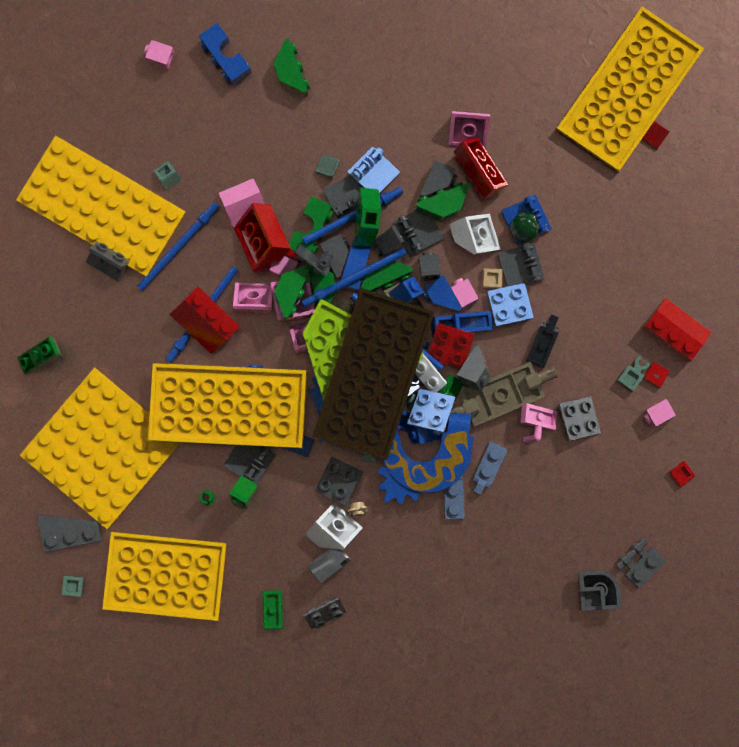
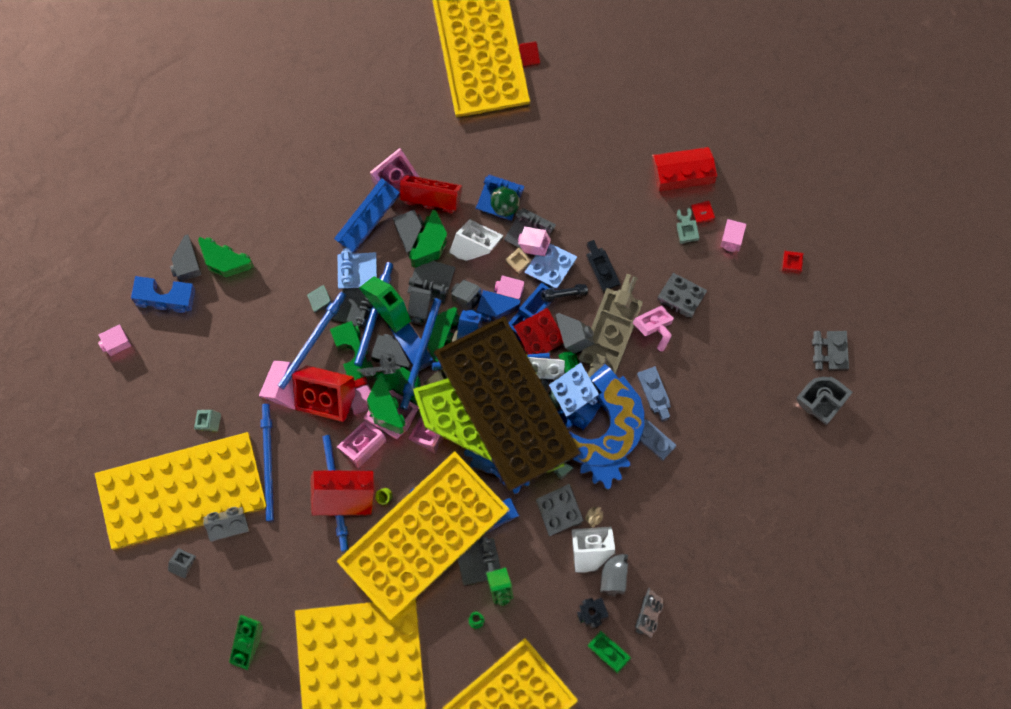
camera: 40 degrees left, 10 degrees down
(52, 256) = (181, 563): none -> dark grey slope
(231, 349) = (383, 496): none -> lime hinge
(263, 45) = (185, 261): none -> dark grey slope
(294, 577) = (596, 606): none -> black brick
(327, 183) = (332, 310): none -> blue bar
(419, 140) = (367, 215): none -> blue fence
(486, 326) = (549, 294): none -> black bar
(515, 277) = (534, 241): none -> bright pink brick

